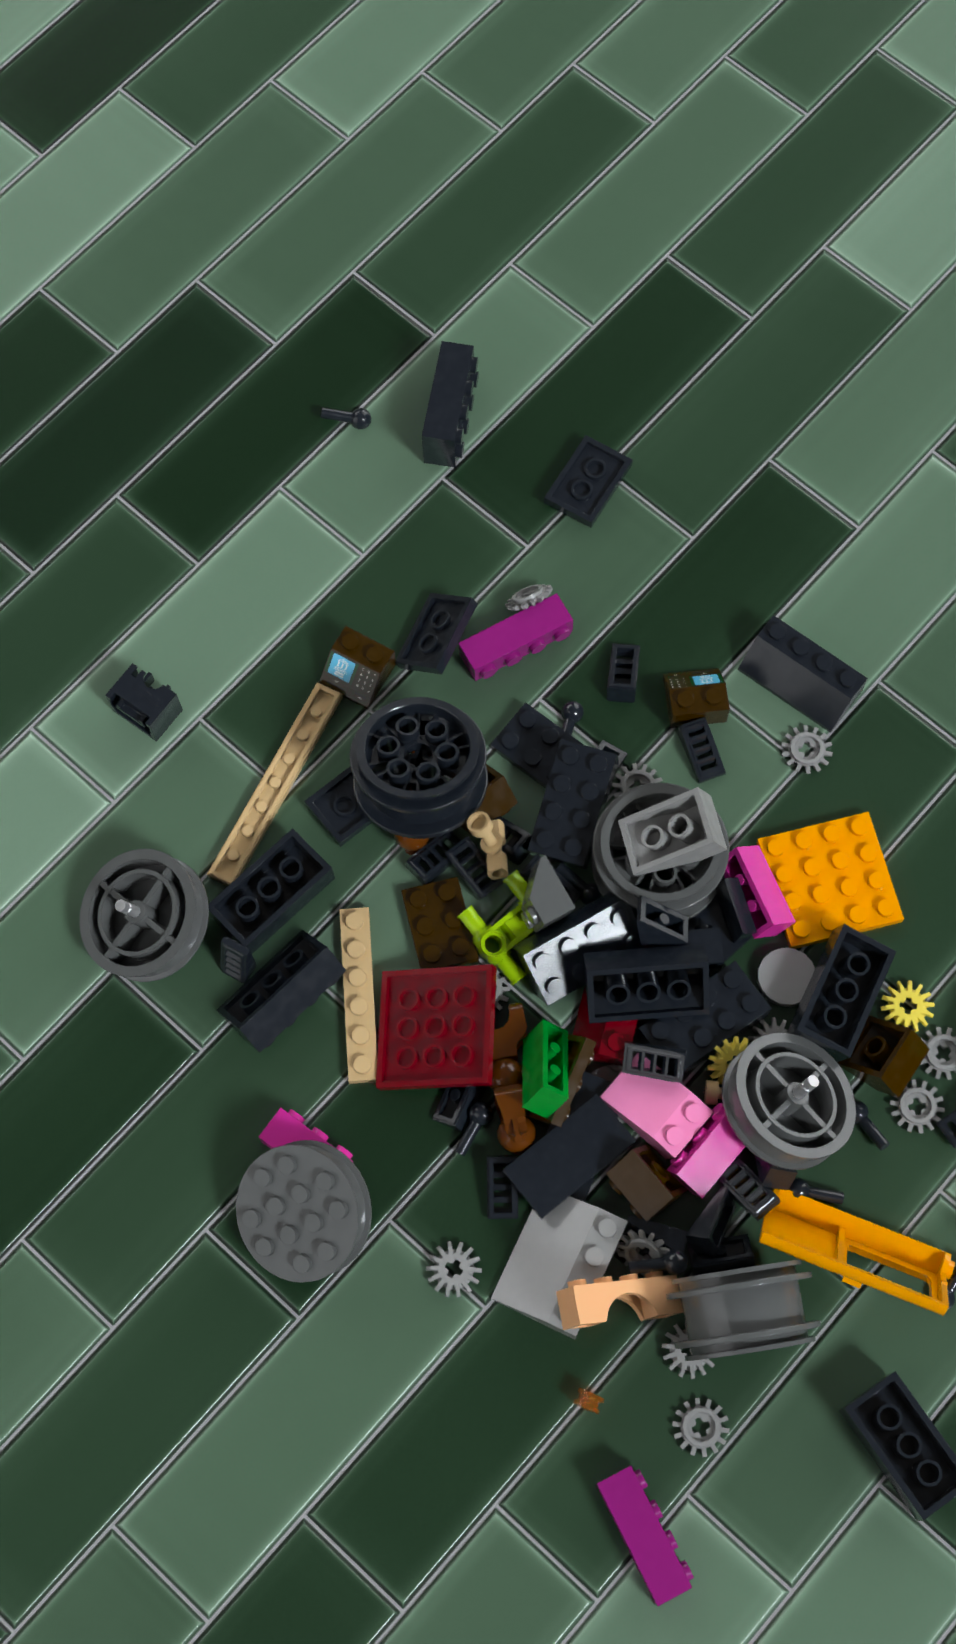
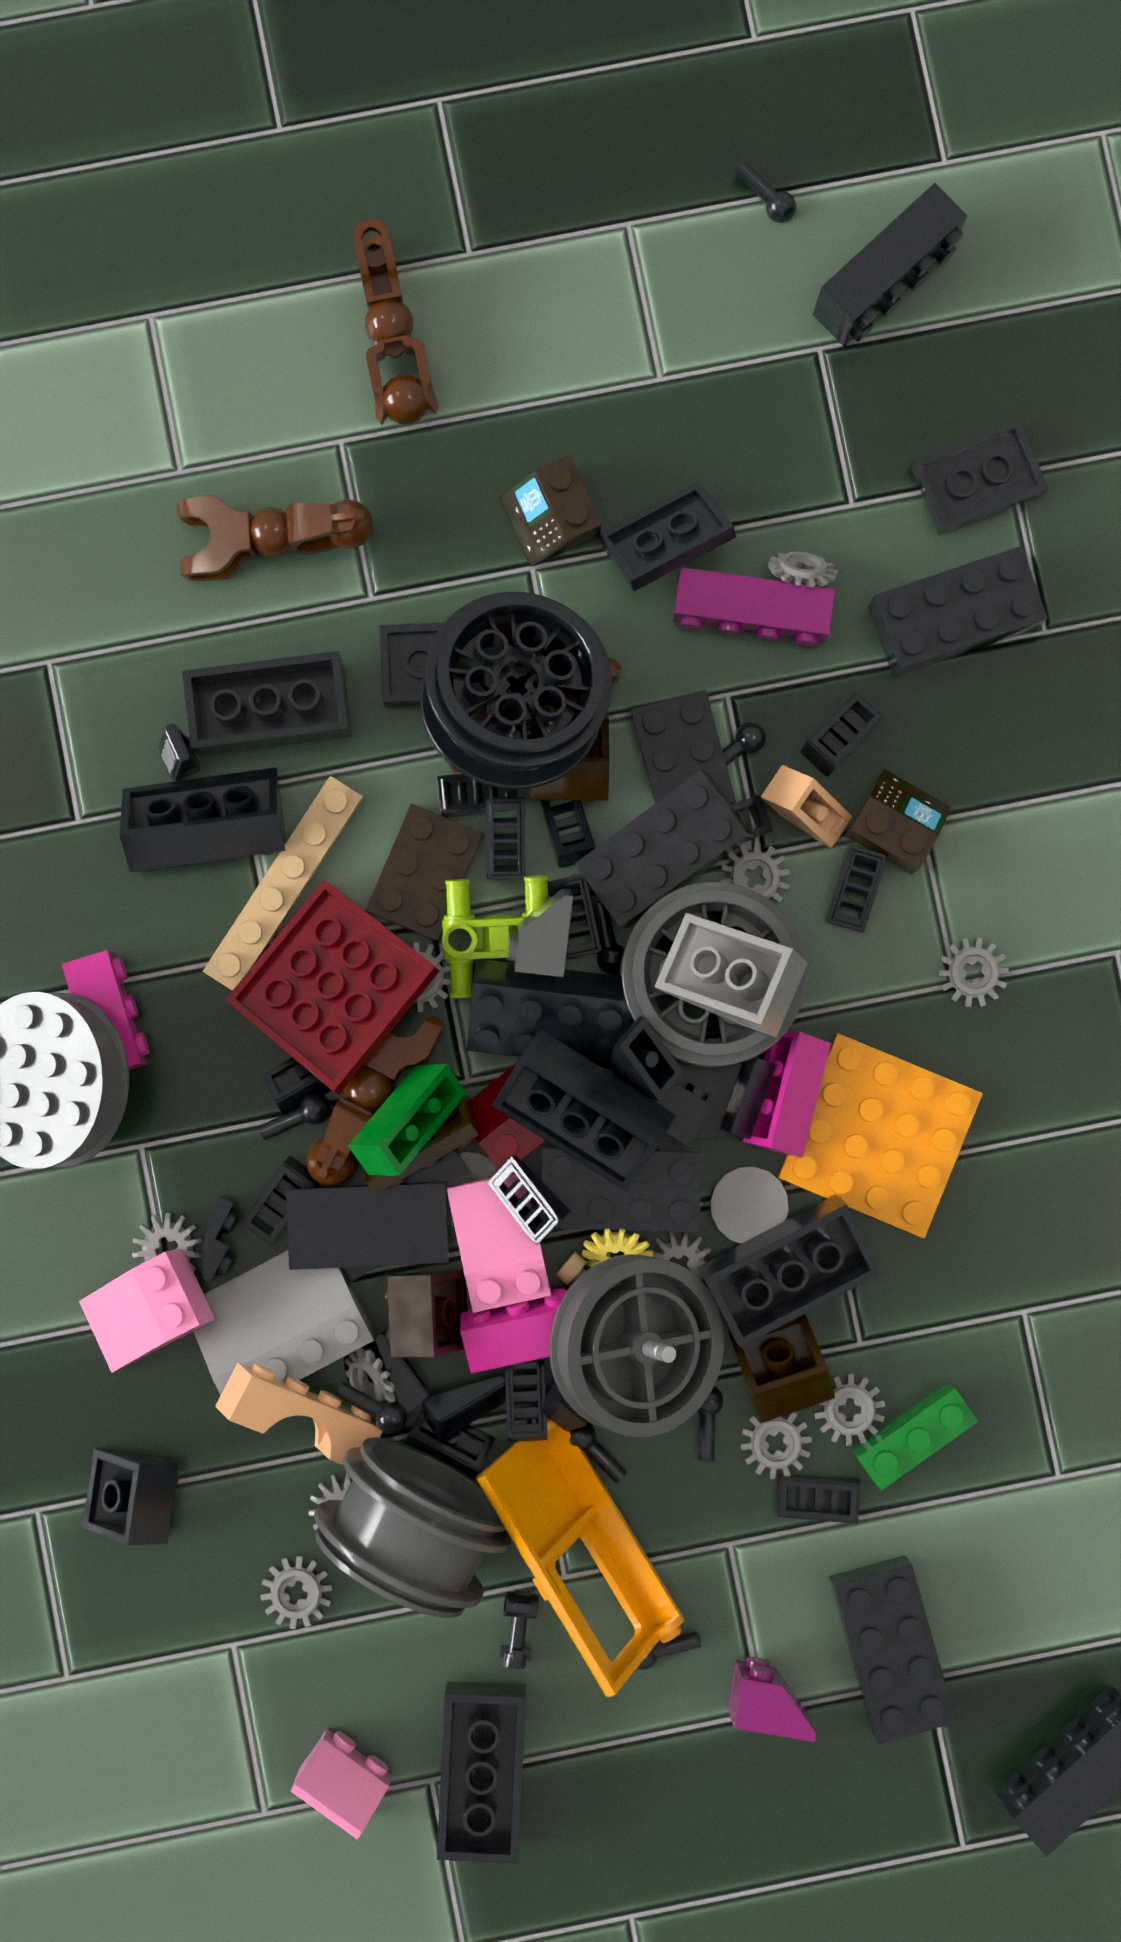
camera: 30 degrees right, 15 degrees up
(142, 705) = (281, 372): black piece -> none
(144, 915) = (111, 631): dark grey wheel -> none
(179, 811) = (271, 531): none -> reddish brown piece
(184, 631) = (390, 328): none -> reddish brown piece
(275, 785) = (366, 580): tan tile -> none
(469, 1315) = (146, 1309): none -> bright pink slope
(488, 1247) = (217, 1250): none -> black slope
(491, 843) = (543, 821): tan bar -> none
(549, 1443) = (130, 1497): none -> black slope
(588, 1401) = (201, 1484): clear orange bush -> none
(635, 559) = (957, 611): none -> black brick
(635, 724) = (806, 805): none -> light nougat slope
(644, 1536) = (156, 1655): magenta brick -> none
(802, 674) = (1036, 884): black slope -> none
(825, 1520) = (342, 1782): none -> bright pink slope
(846, 1325) = (520, 1606): none -> black bar
(898, 1013) = (835, 1332): light yellow gear -> none

